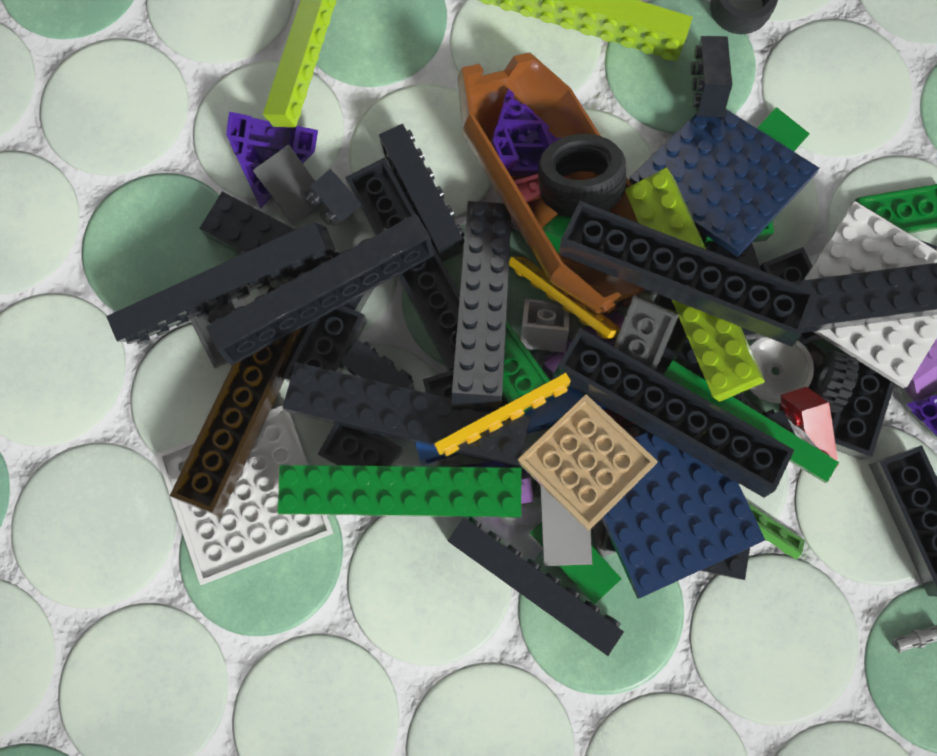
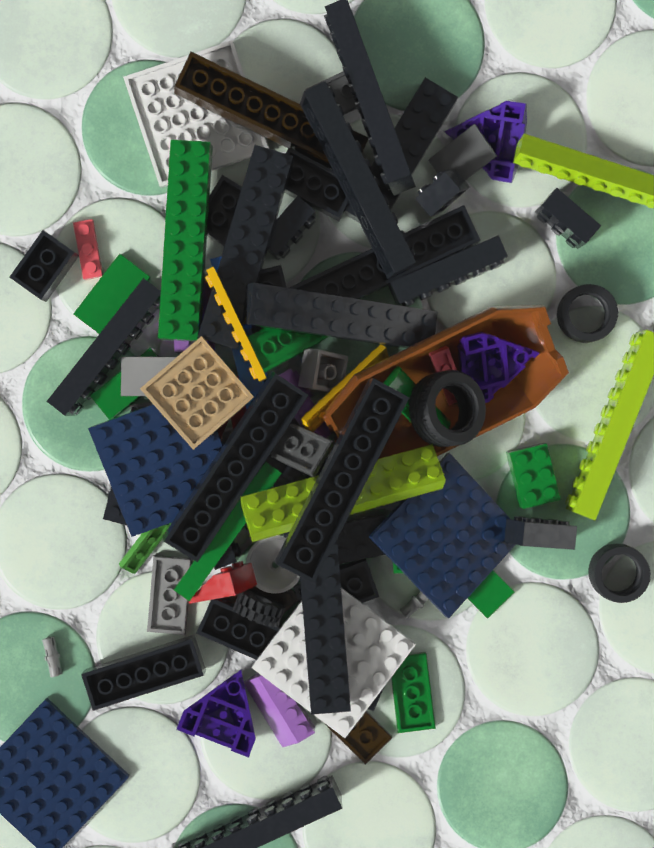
camera: 90 degrees right, 10 degrees up
(356, 69) = (567, 219): none -> black brick
(412, 619) = (88, 249): none -> coral plate
(436, 672) = (44, 266): none -> black brick
(459, 22) = (609, 305): none -> black tyre
(467, 586) = (110, 293): none -> green tile
(645, 92) = (533, 475): none -> green brick
(802, 213) = (414, 604): none -> light grey pin
(840, 499) = (166, 607): none -> light grey tile

